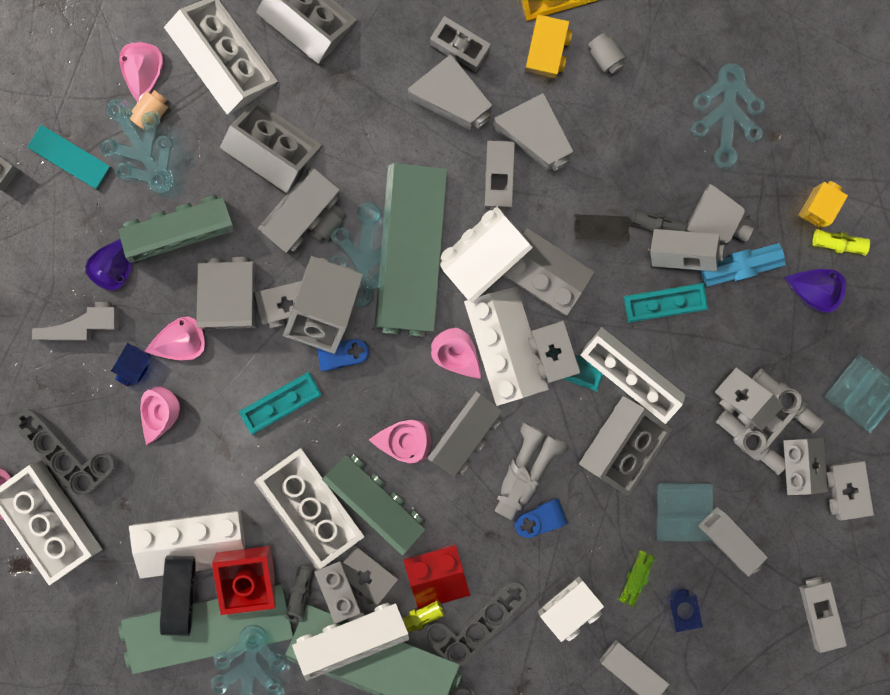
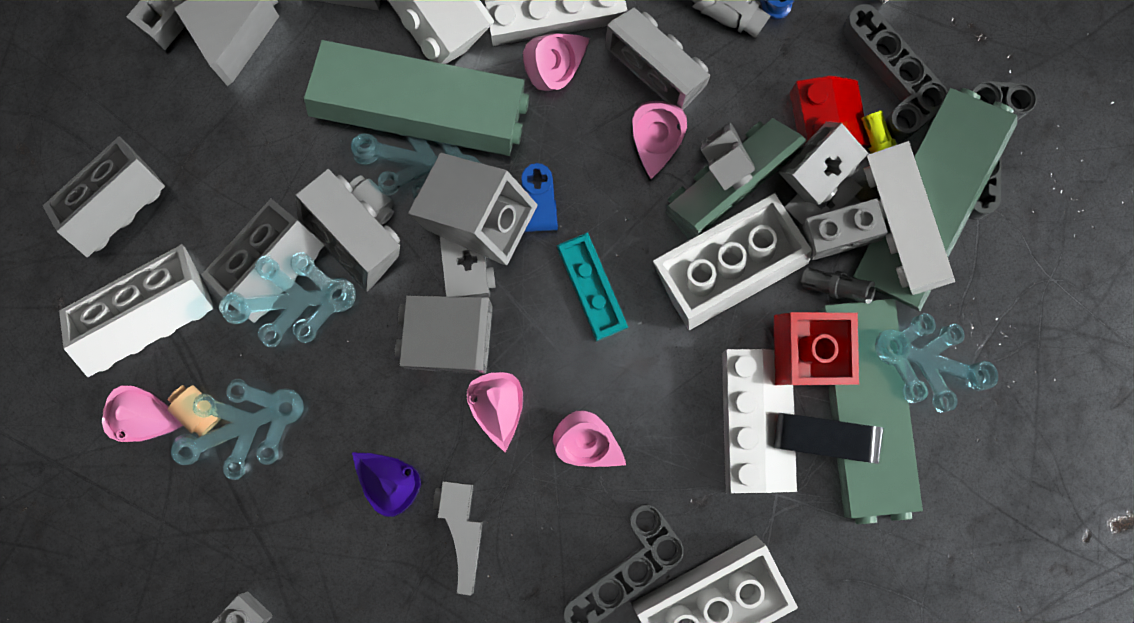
camera: 85 degrees left, 5 degrees down
(69, 157) = (239, 523): teal tile -> none
(132, 365) = (521, 469): clear blue brick -> none
(175, 229) = (352, 389): sand green slope -> none
(237, 175) = (293, 301): none -> clear light blue plant
(386, 494) = (727, 157): none -> light grey slope
(401, 571) = (812, 175): none -> brick

